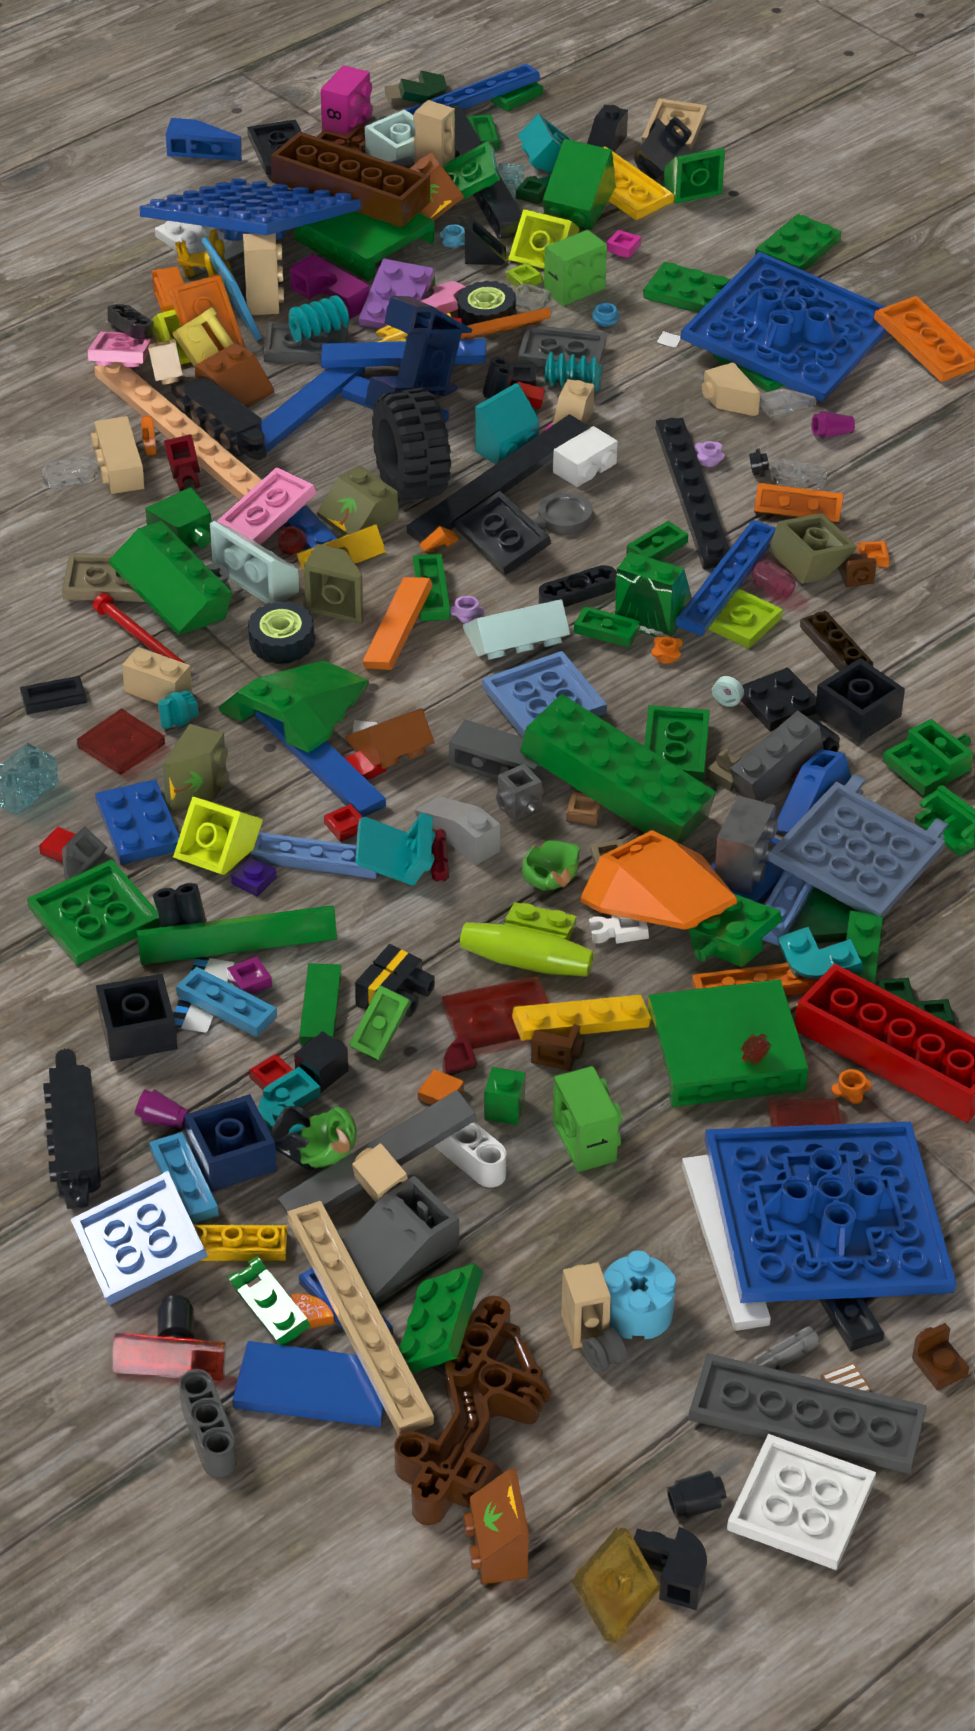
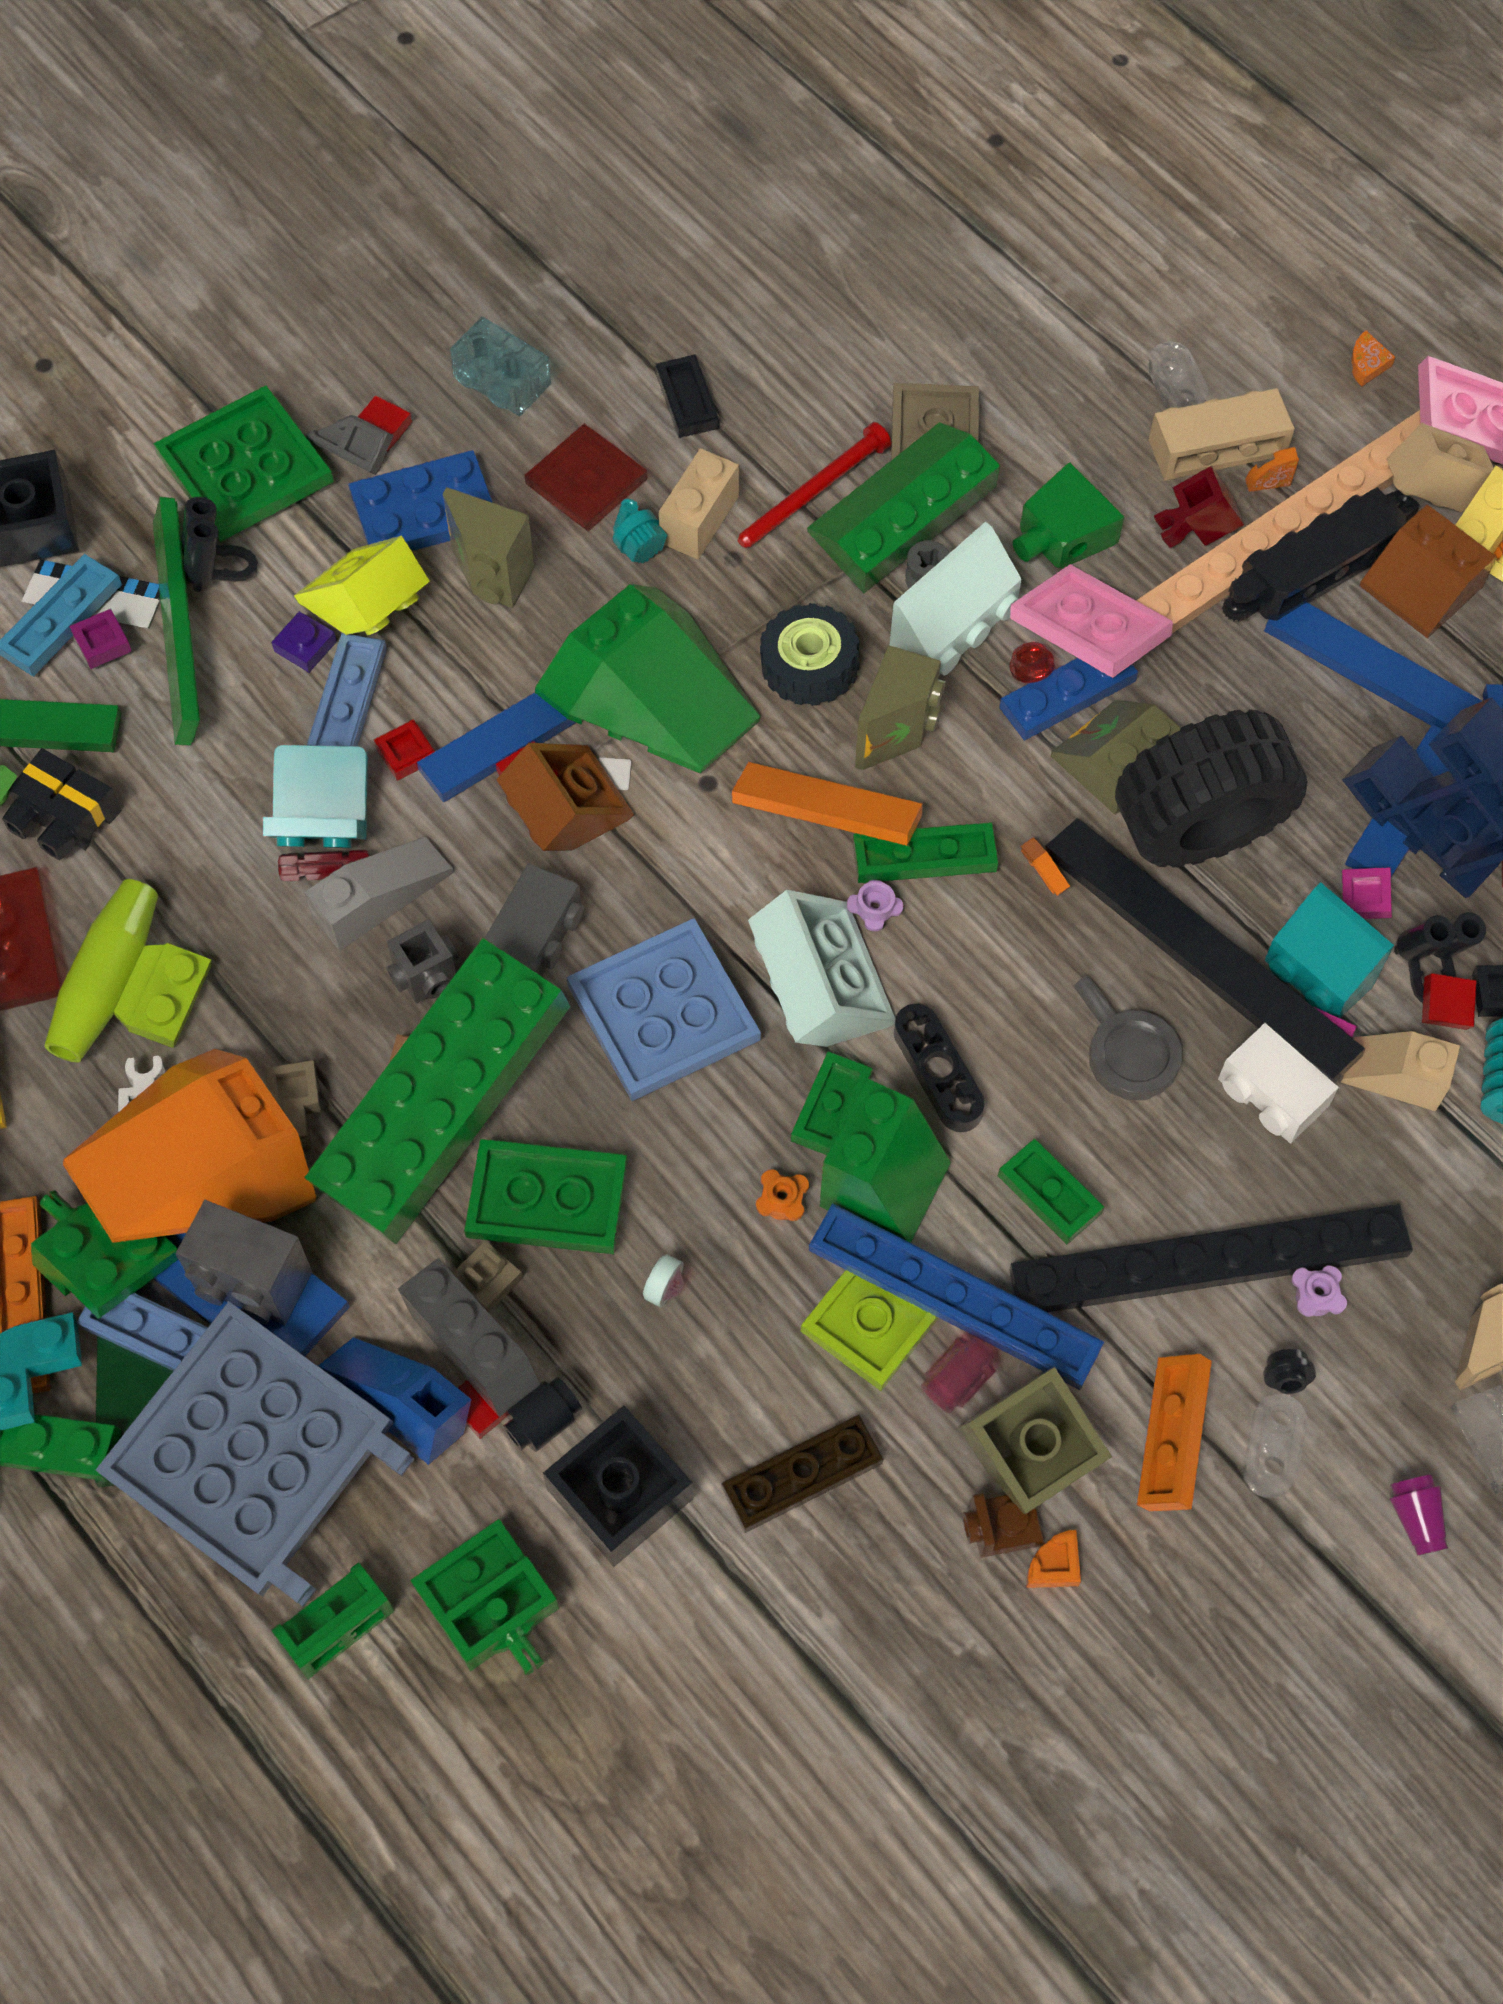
camera: 90 degrees right, 20 degrees up
(59, 396) = (1369, 359): none -> orange tile
(358, 545) = (999, 728): yellow tile -> none
(460, 418) = (1368, 892): none -> dark pink plate
(502, 533) = (1056, 951): black plate -> none
(551, 865) = (265, 1002): bright green hair -> none
(778, 698) = (661, 1366): black plate -> none

